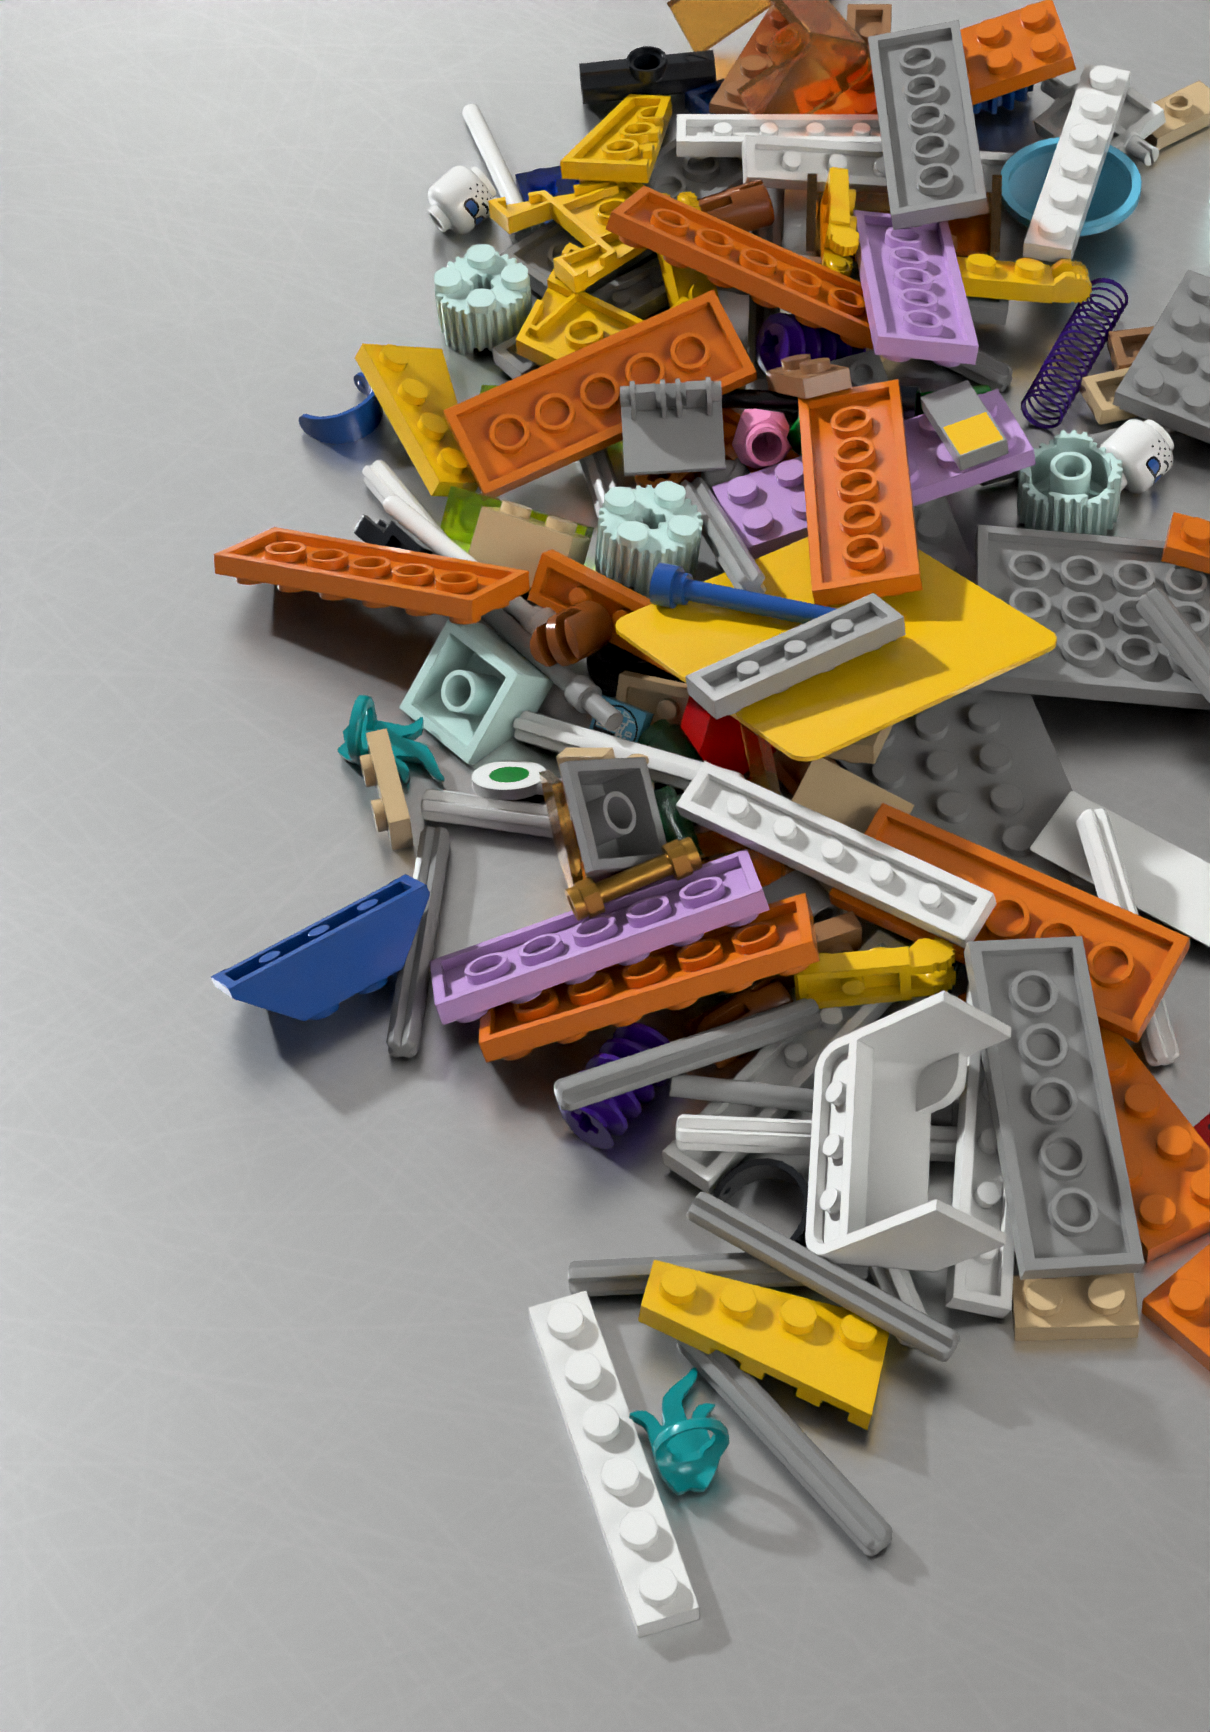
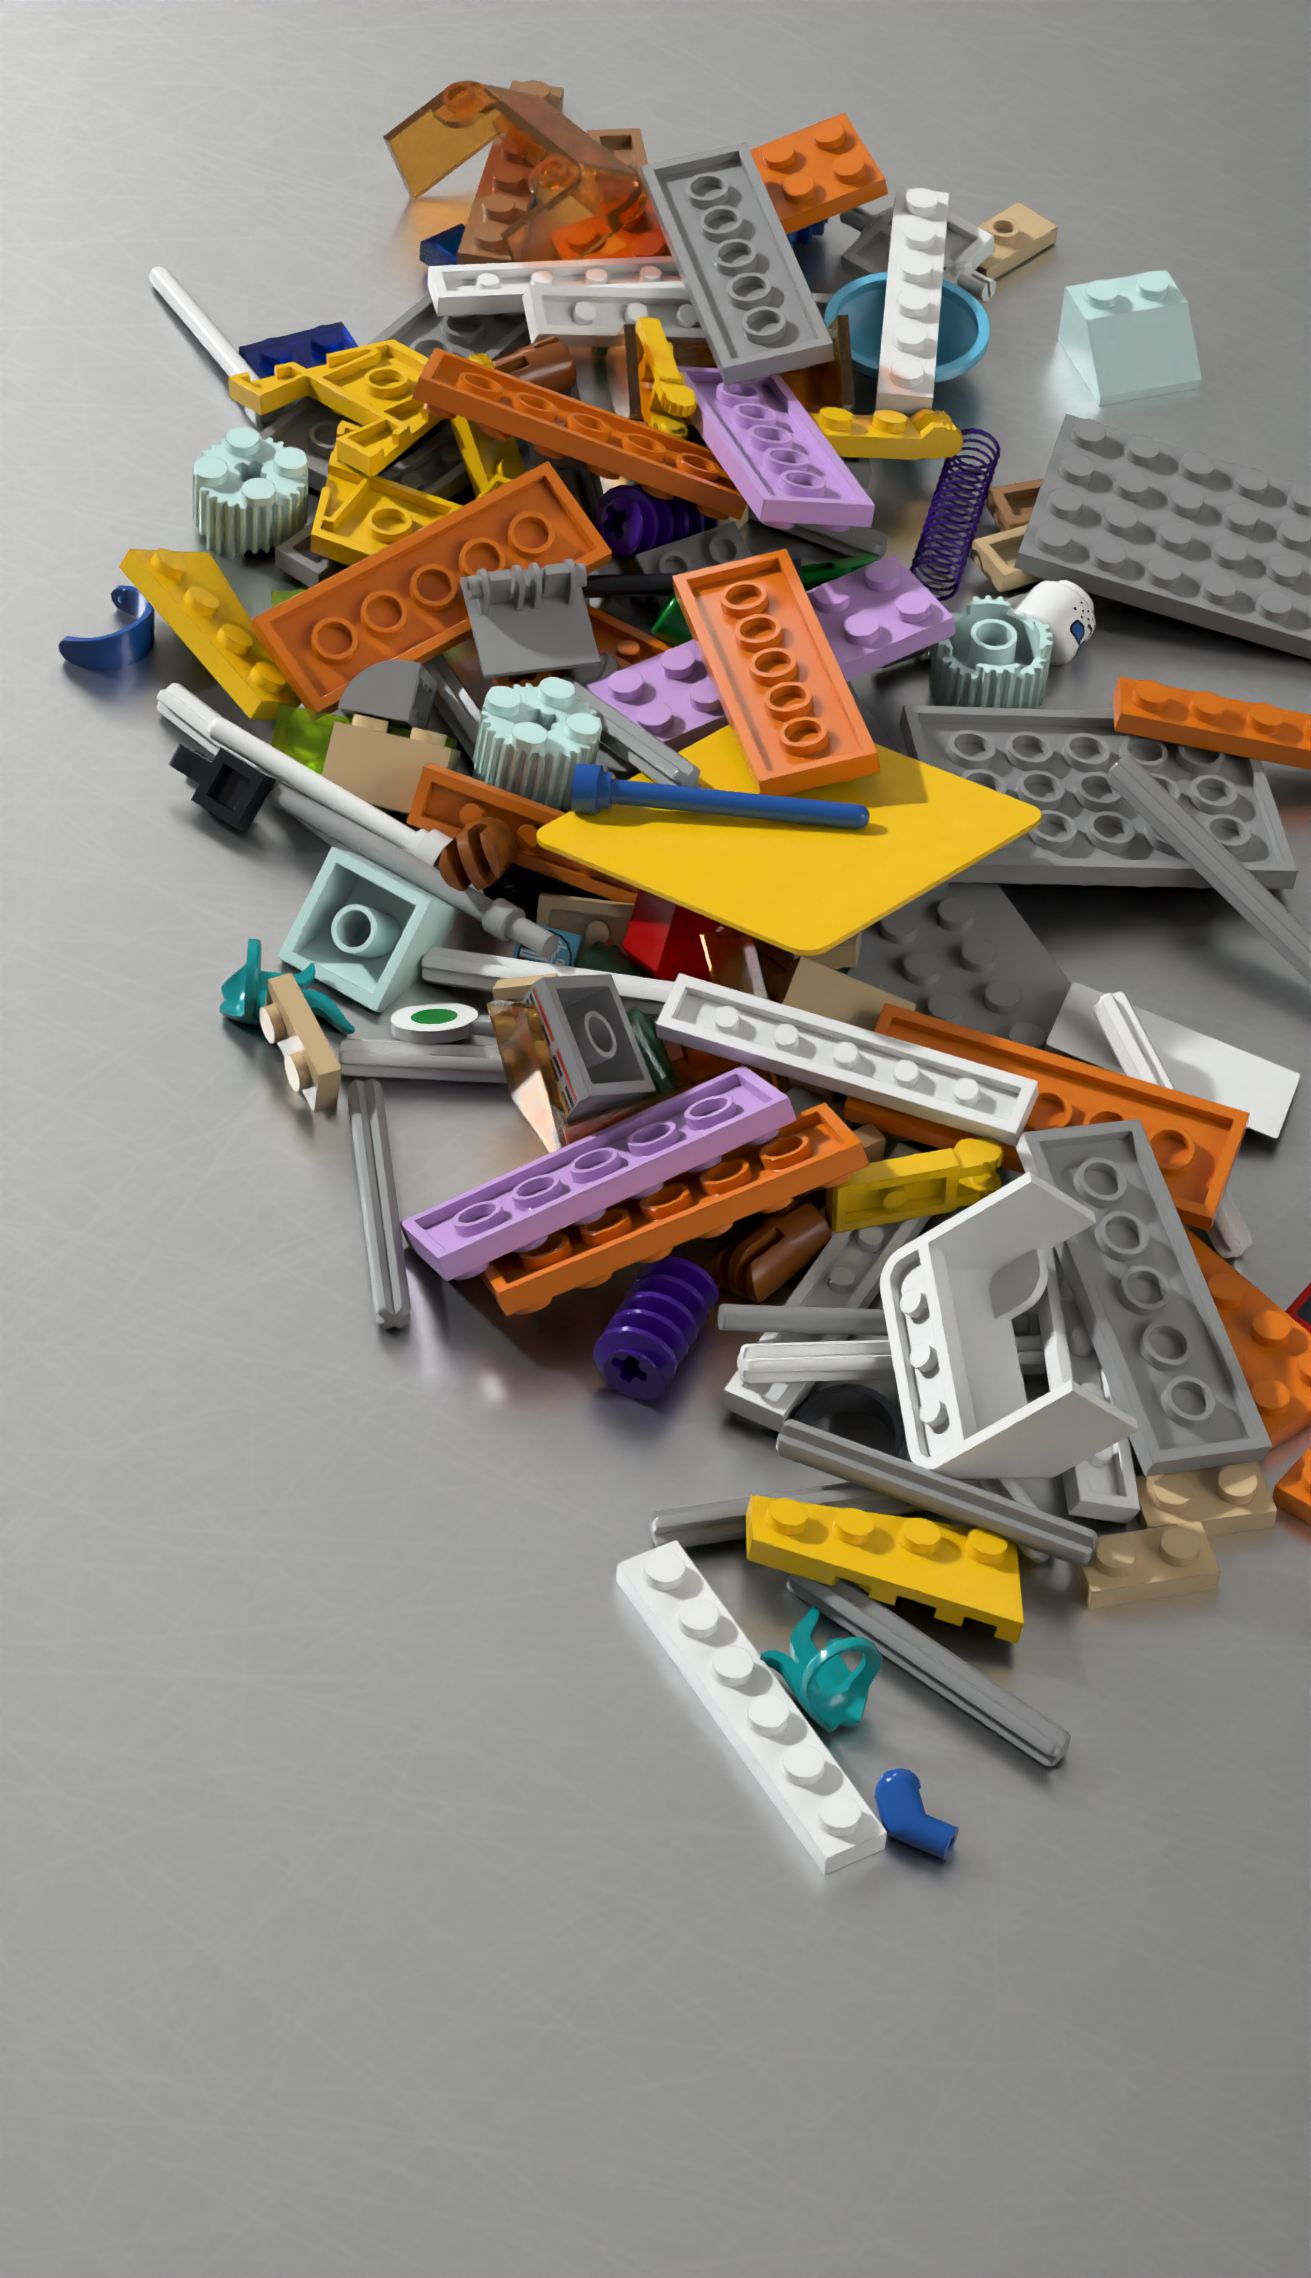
camera: 20 degrees left, 5 degrees down
(332, 957) = (298, 1220): blue wedge -> none
(372, 574) = (217, 805): orange plate -> none
(460, 199) = (184, 379): white head -> none
(544, 486) = (393, 693): none -> light grey brick
(623, 143) = (368, 303): yellow wing -> none
(646, 73) = (367, 225): black piece -> none
(678, 859) = (581, 1130): pearl gold bar -> none
(686, 1054) = (734, 1282): light grey axle -> none
(721, 1590) = (905, 1817): none -> blue arm
(761, 438) = (633, 626): bright pink rock -> none
(795, 656) = (768, 847): light grey plate -> none
(807, 377) = (676, 555): medium nougat plate -> none
(964, 425) = (872, 594): light grey tile -> none
(1009, 1364) = (1149, 1565): none -> tan plate

